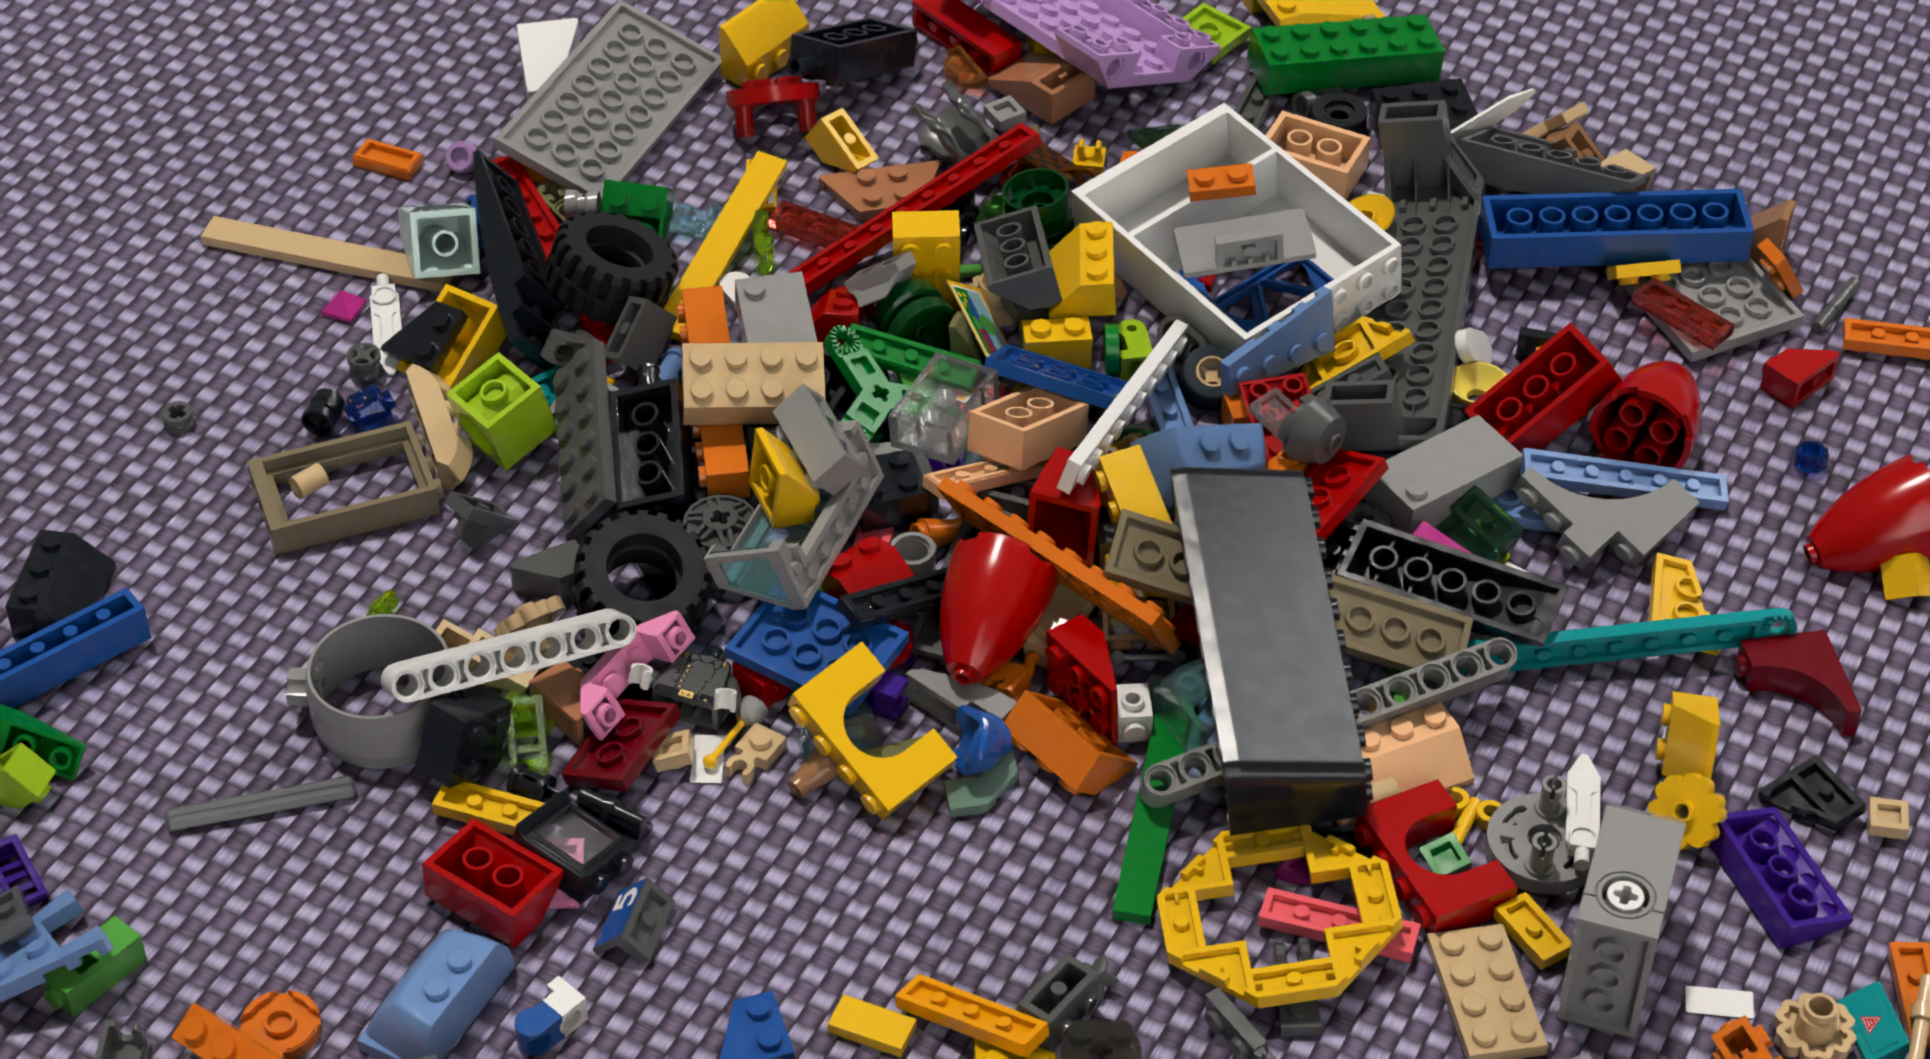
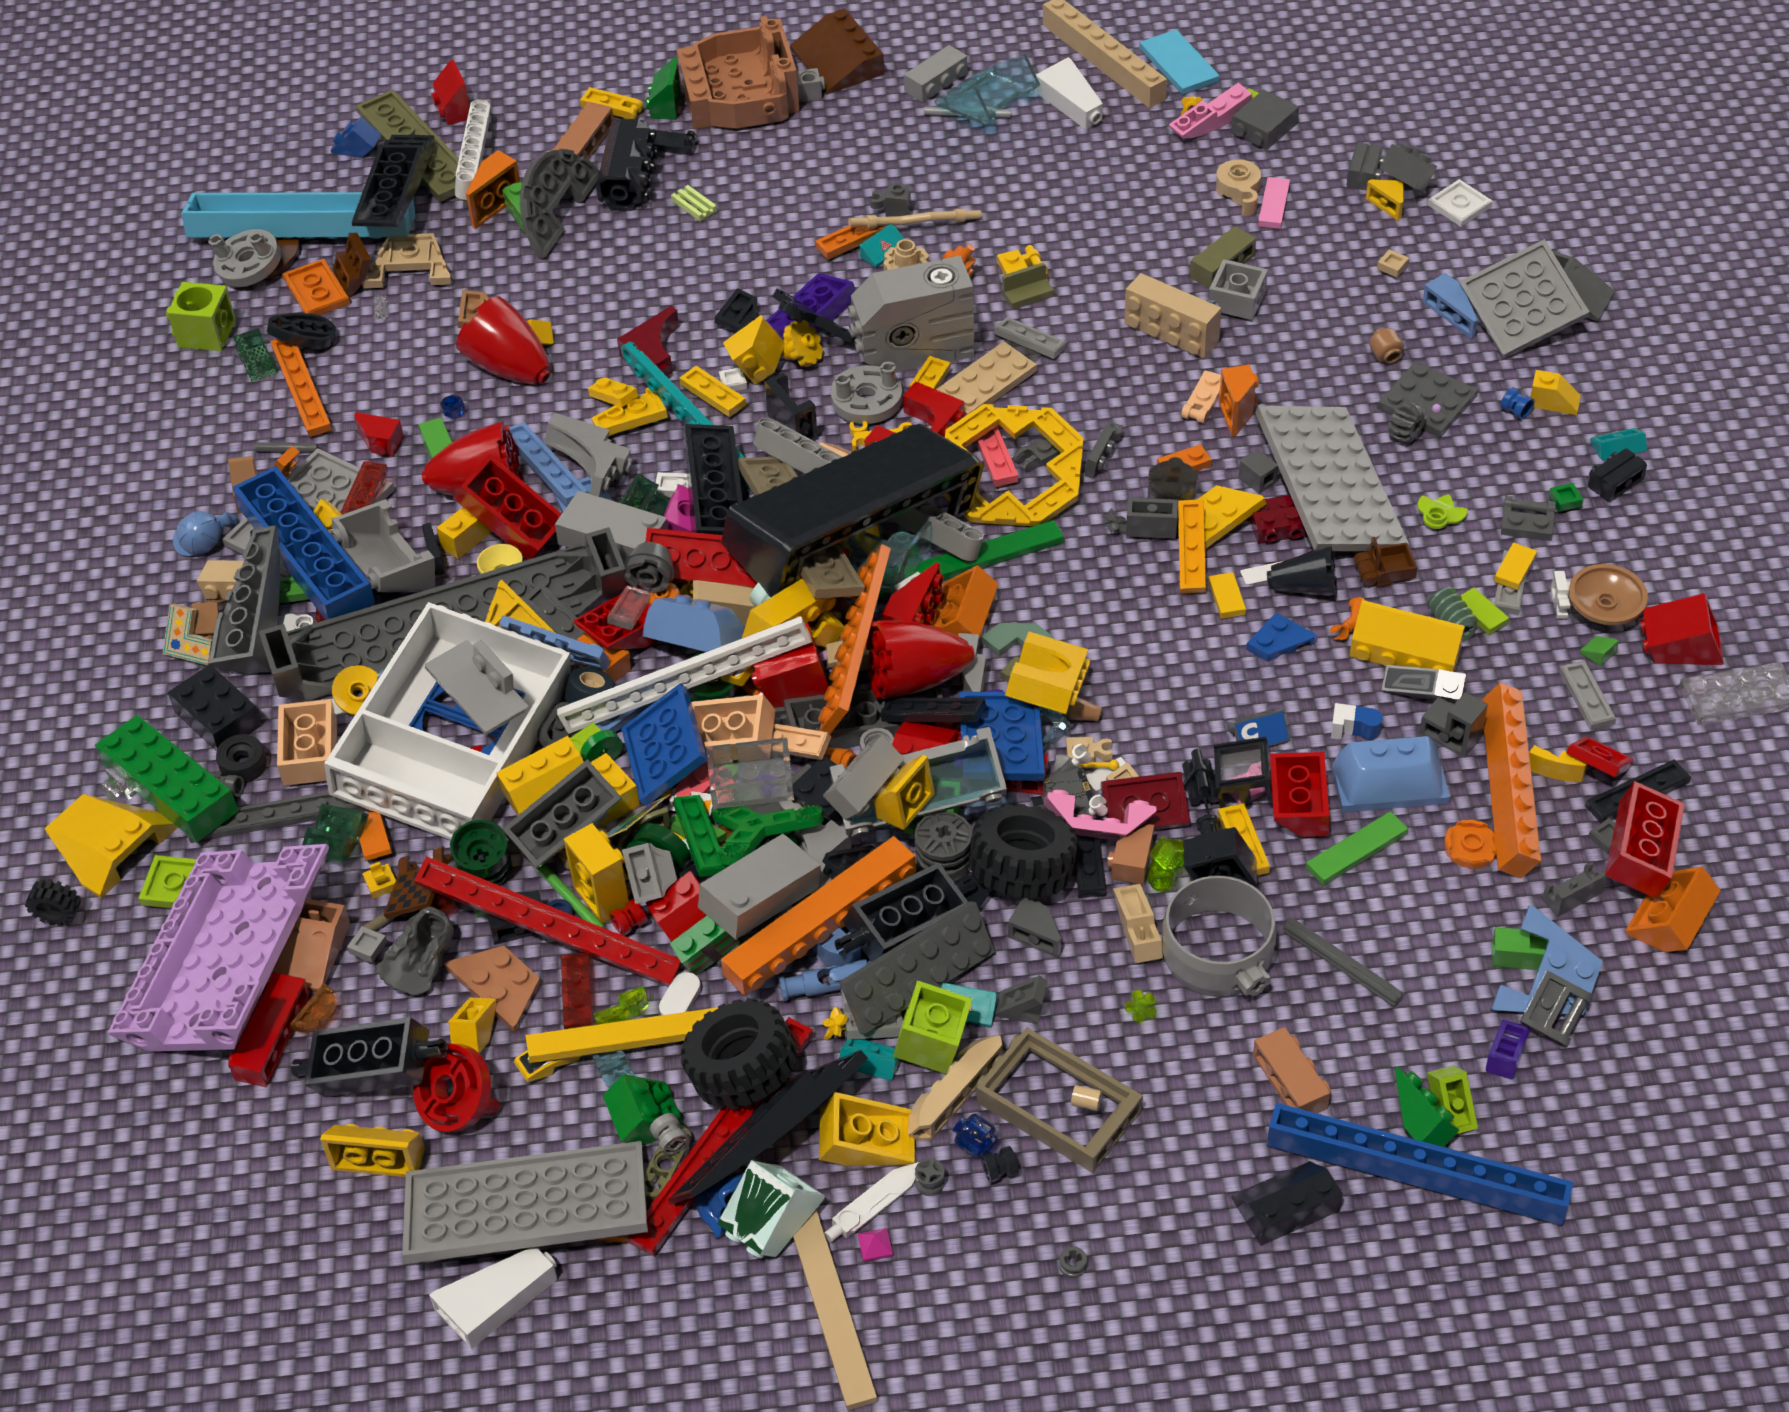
camera: 120 degrees left, 5 degrees up
(178, 671) = (1291, 1071): none -> nougat brick
(383, 912) = (1356, 848): none -> bright green tile
(388, 159) = (685, 1338): orange tile -> none
(427, 337) = (885, 1136): black wing -> none
(460, 157) = (653, 1275): lavender tile -> none
(492, 654) = (1162, 846): white beam -> none
(524, 484) = (982, 1006): none -> teal slope
(532, 615) = (1094, 901): tan plant -> none
(563, 345) = (828, 1041): dark grey leg -> none
(639, 334) = (793, 1000): dark grey brick -> none
(746, 379) = (829, 853): tan brick -> none
(982, 740) = (1006, 632): blue hair -> none
(1221, 182) = (420, 724): orange plate -> none
(1445, 856) = (915, 416): plate -> none
(1473, 346) = (466, 572): white tile -> none
(1492, 115) = (206, 657): white piece -> none
(1552, 728) = (785, 411): none -> black panel
(1553, 288) = (382, 552): none -> light grey windscreen
(1582, 811) = (827, 384): white piece -> none
(1645, 701) = (712, 391): none -> yellow plate
(1715, 172) = (201, 532): none -> medium blue piece
(1719, 795) = (800, 312): none -> black piece
(1729, 598) = (612, 392): none -> yellow plate
(1739, 414) = (434, 436): none -> bright green brick
(1888, 818) = (733, 281): tan plate -> none

